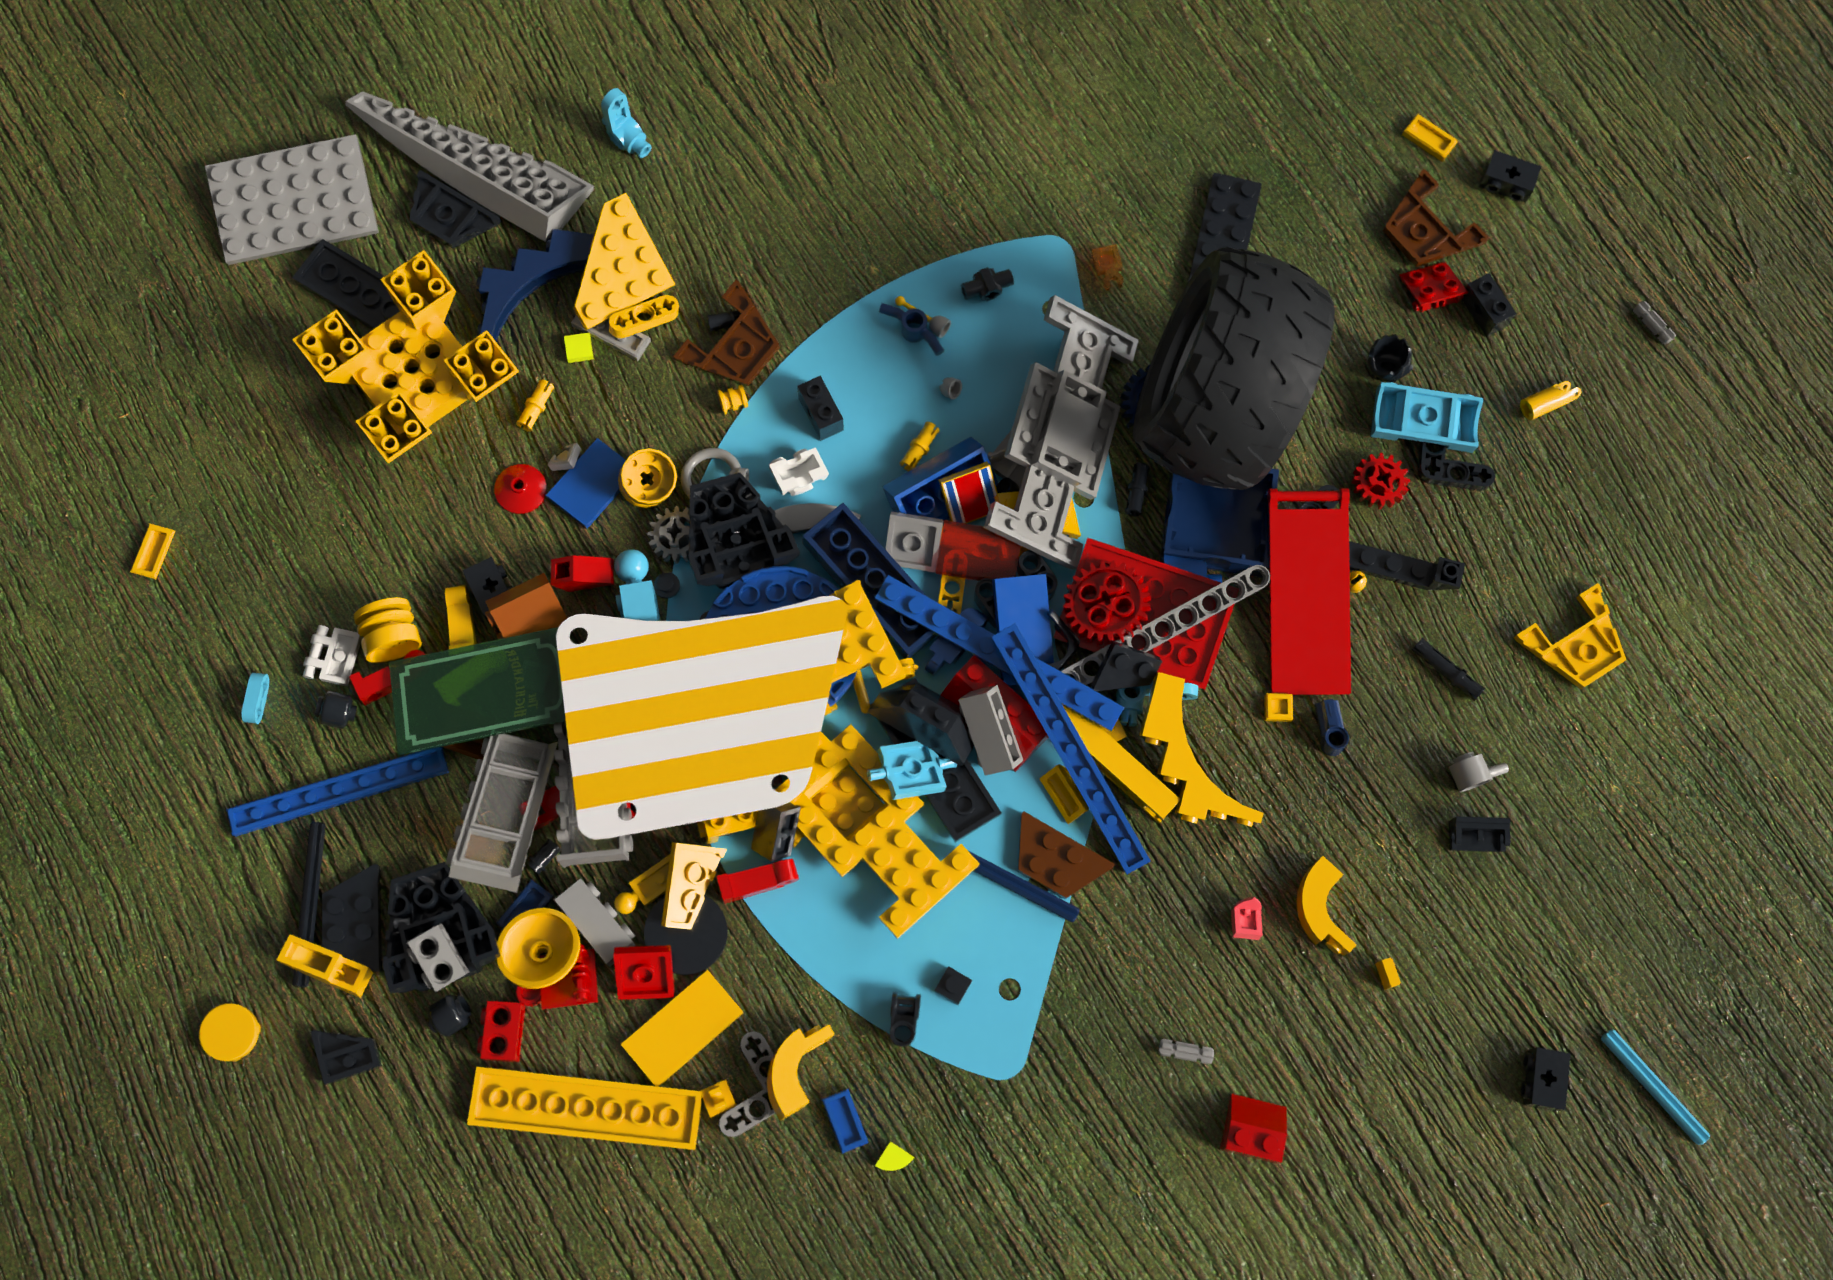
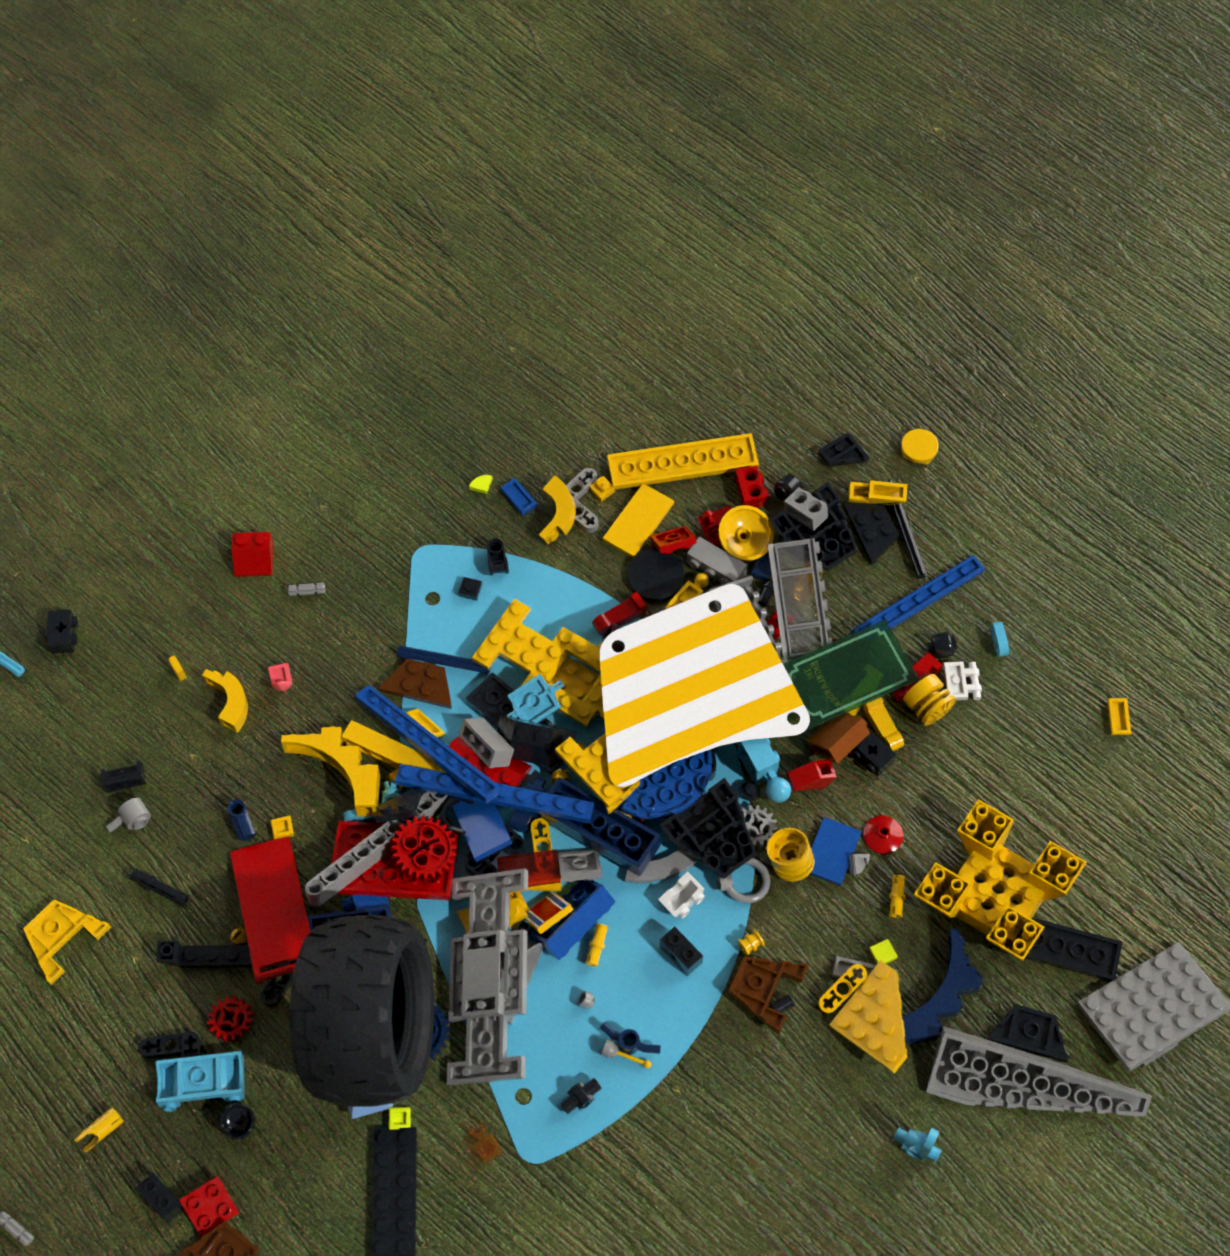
camera: 170 degrees right, 10 degrees down
(687, 881) = (663, 590): wing -> none

